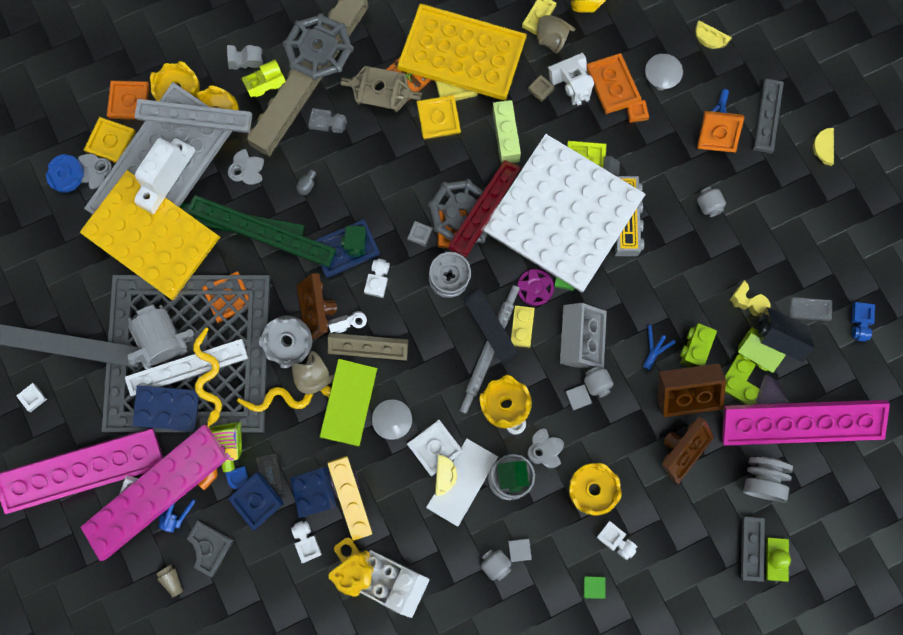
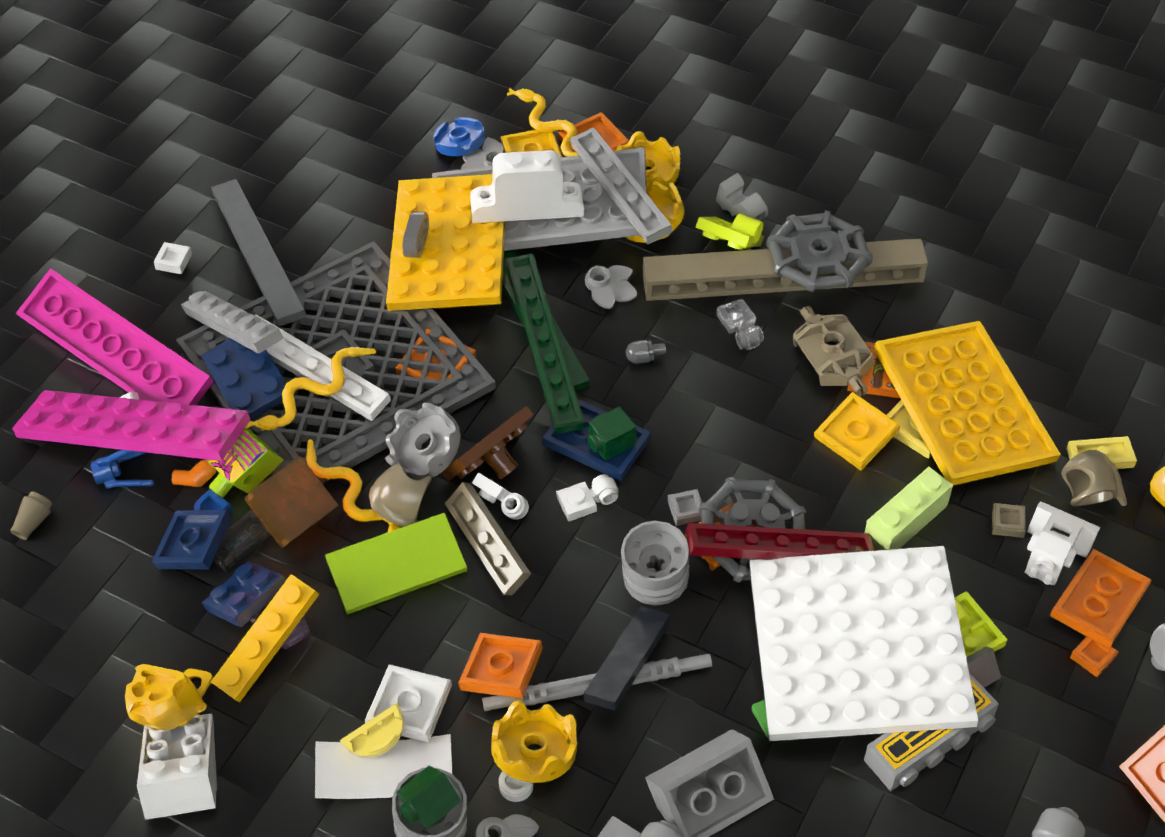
camera: 55 degrees right, 25 degrees down
(66, 112) = (529, 96): none -> yellow animal
(122, 394) = (232, 321): none -> light grey plate
(138, 251) = (415, 234): none -> dark grey beam
(156, 337) = (324, 310): light grey container -> none
(209, 546) = (100, 534): dark grey tile -> none
(274, 434) = (291, 501): none -> clear orange brick
(307, 547) = (169, 635): white plate -> none
(392, 419) = (410, 628): light grey dish -> none
(449, 389) = (501, 665): none -> orange tile
(522, 326) = (661, 703): light yellow plate -> none
(535, 287) = (730, 685): magenta wheel -> none

